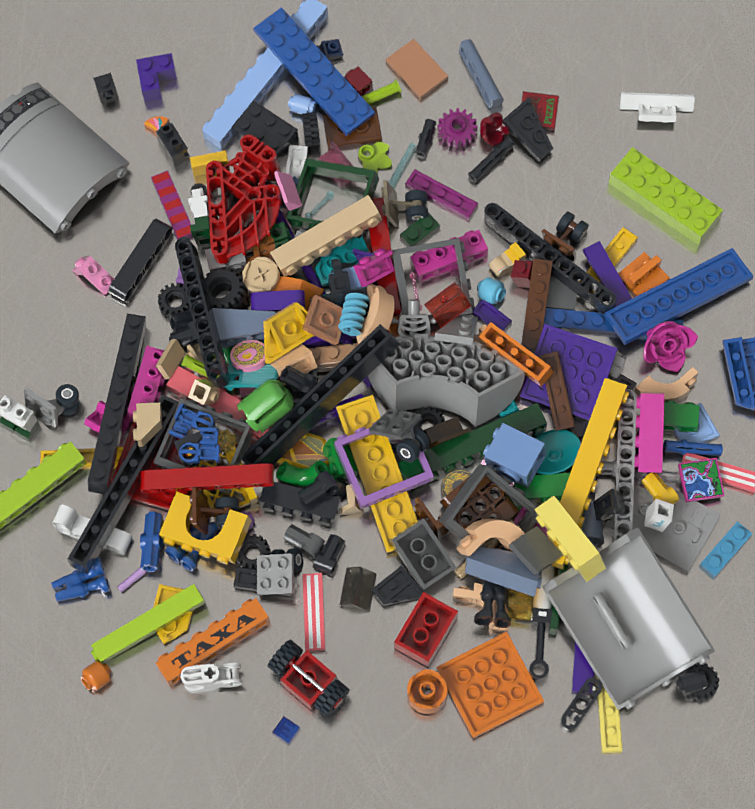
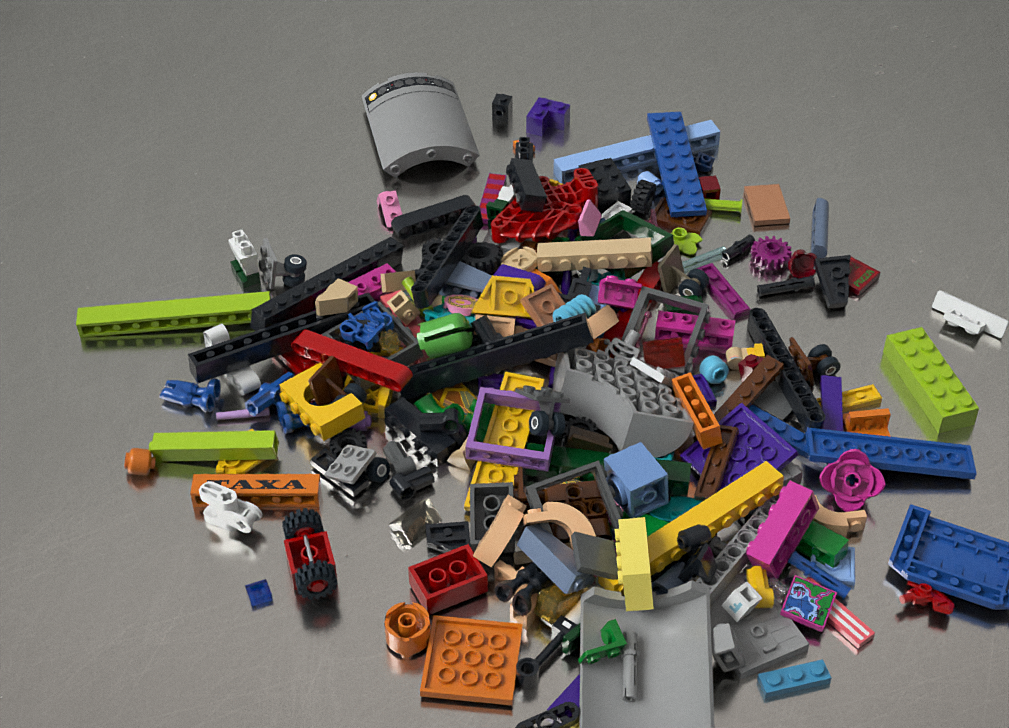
camera: 30 degrees right, 25 degrees down
(213, 189) = (526, 185): none -> black brick
(313, 612) = (361, 518): coral tile -> none
(447, 567) = (500, 531): none -> light nougat arch
(591, 610) = (614, 641): none -> green bracket
(597, 487) = (693, 537): none -> black brick
(672, 561) = (726, 647): none -> light grey brick

